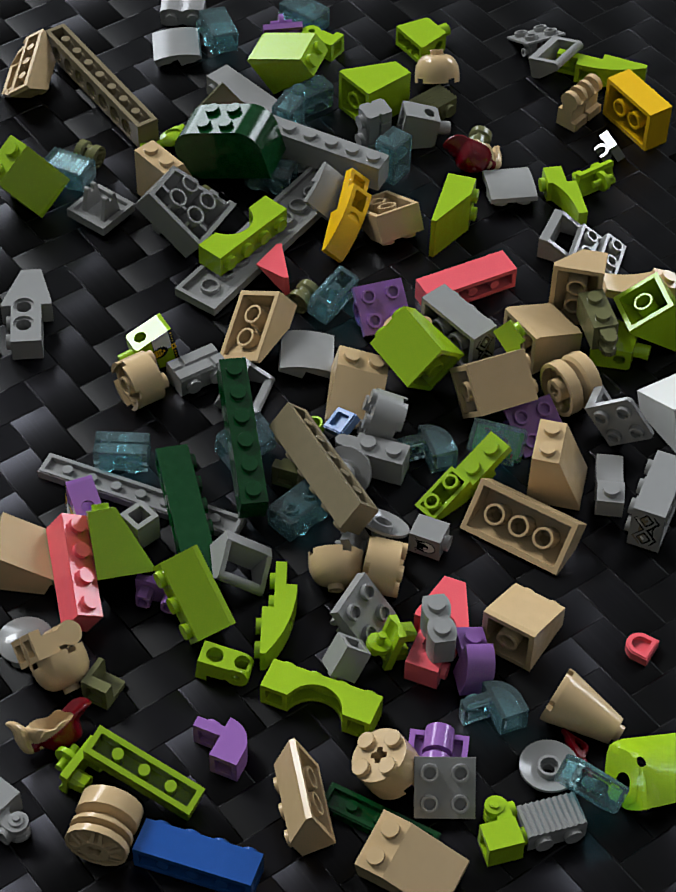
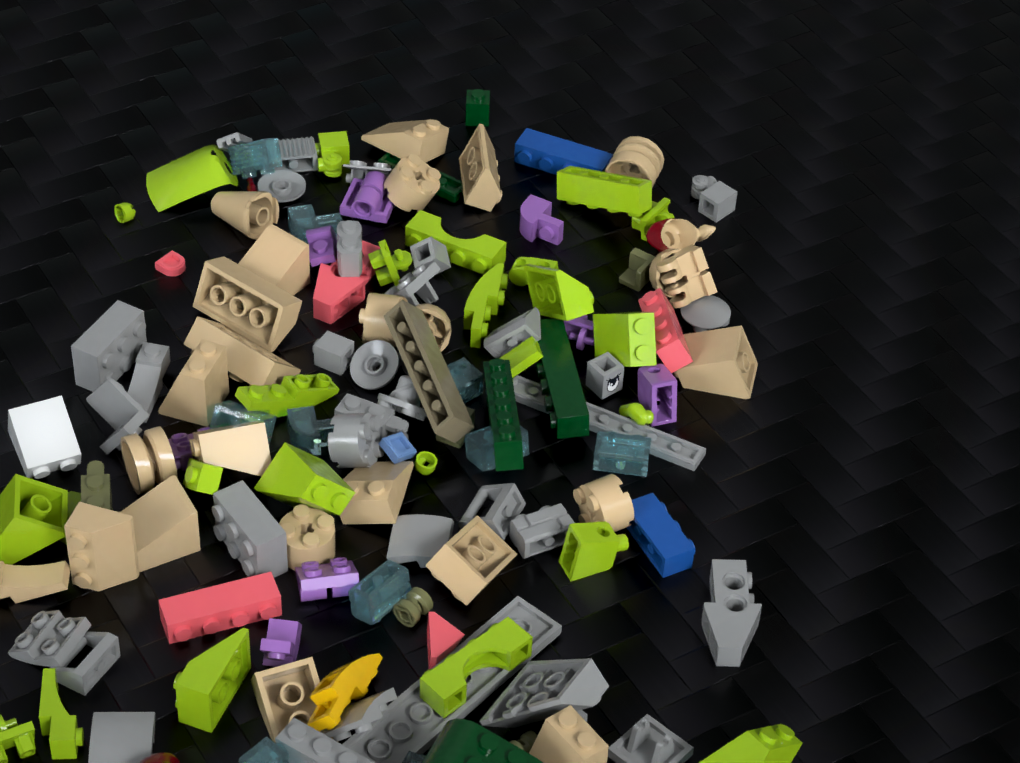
camera: 175 degrees left, 5 degrees down
(88, 375) = (660, 536): none -> blue brick
(110, 494) = (637, 413): none -> lime arm
(219, 525) = (523, 355): none -> lime tile
(406, 250) = (281, 642): none -> medium lavender brick
(534, 564) = (246, 302): none -> tan slope
(620, 811) = (232, 140): none -> light grey tile

